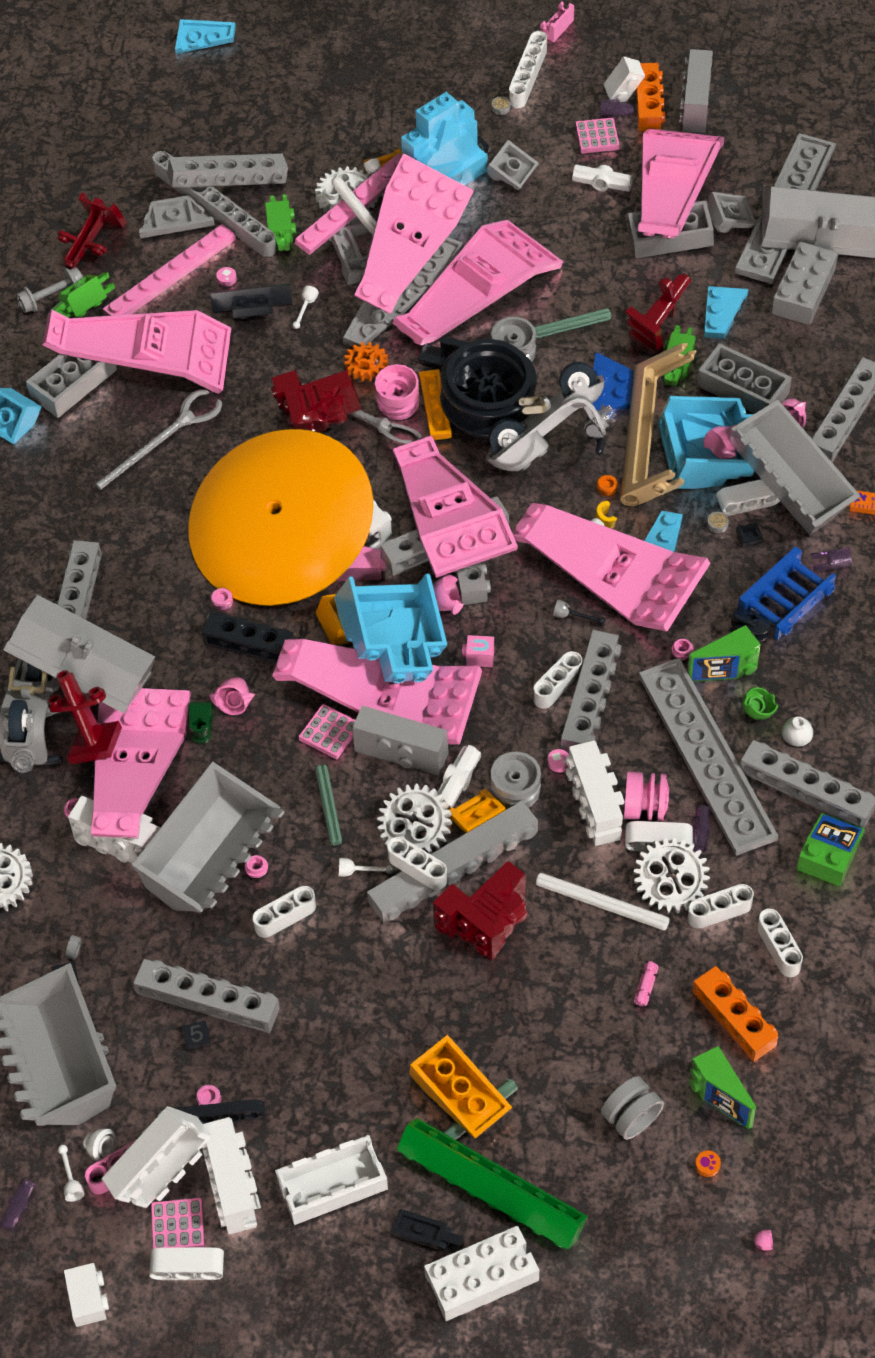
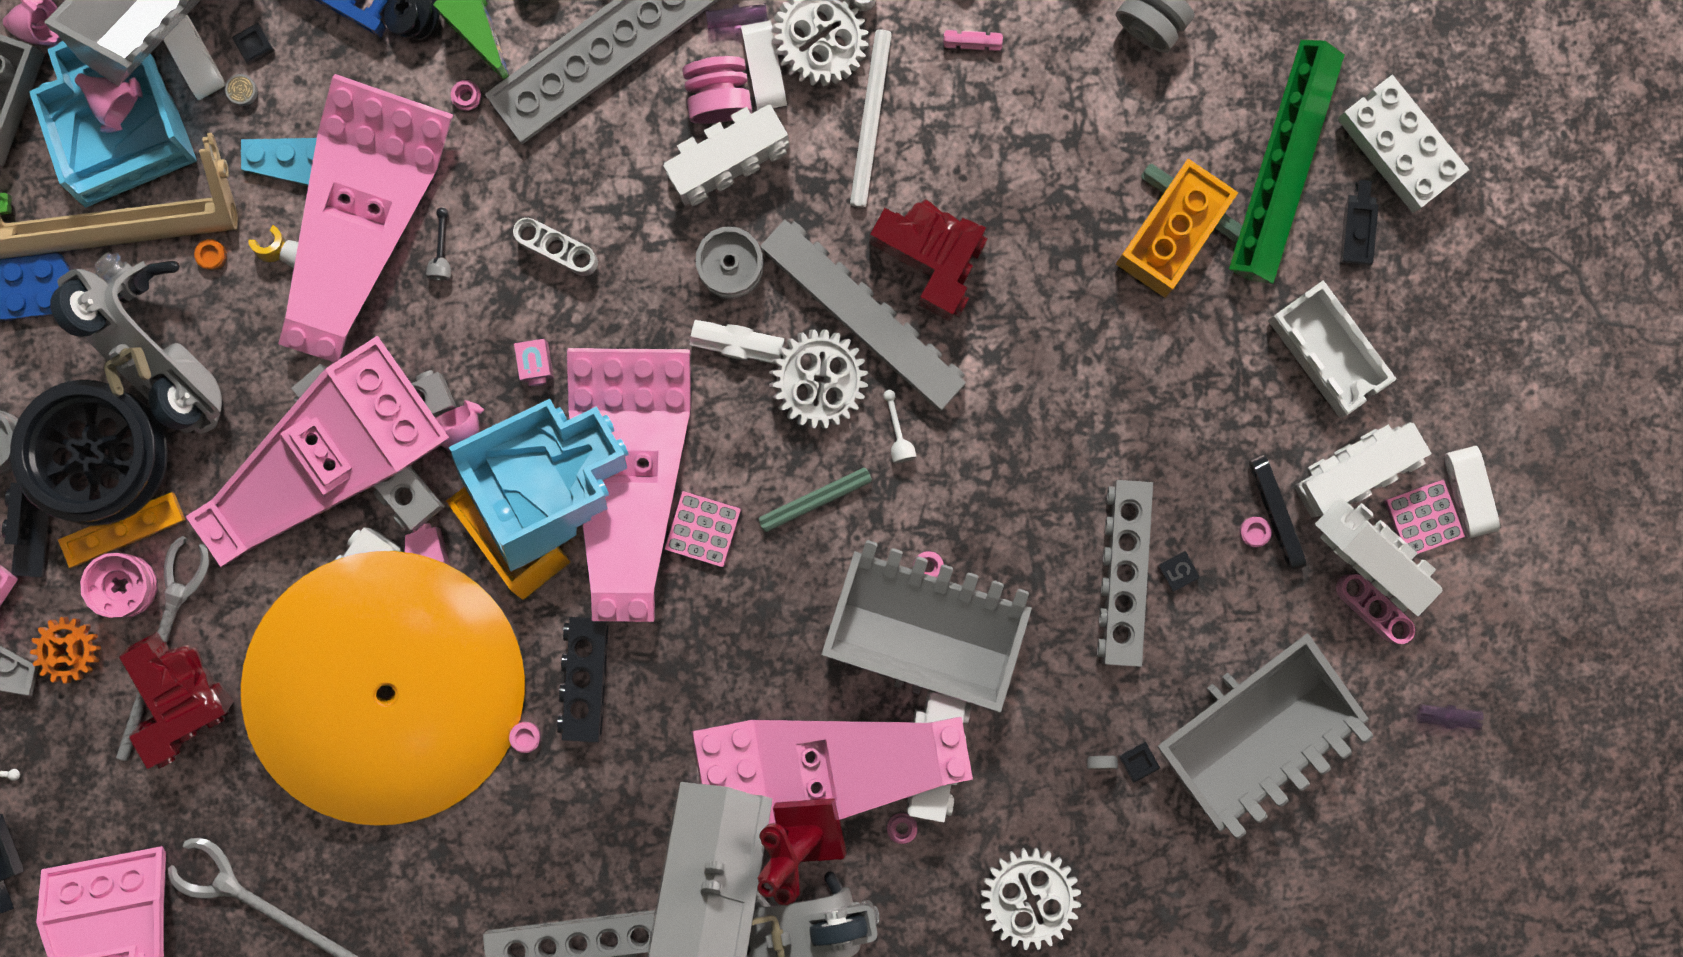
camera: 105 degrees left, 30 degrees up
(73, 1189) = (1414, 656): white hinge -> none
(85, 1294) = (1540, 597): white brick -> none
(100, 1144) = (1354, 642): white brick -> none
(200, 721) = (724, 705): dark green piece -> none
(232, 696) = (682, 671): bright pink hat -> none
(279, 921) = (1002, 514): white beam -> none
(400, 740) = (708, 425): light grey brick -> none
(421, 872) = (894, 337): white beam -> none
(476, 811) = (788, 297): light orange plate -> none
(557, 760) = (676, 219): bright pink tile -> none
(599, 645) = (488, 187): light grey brick -> none

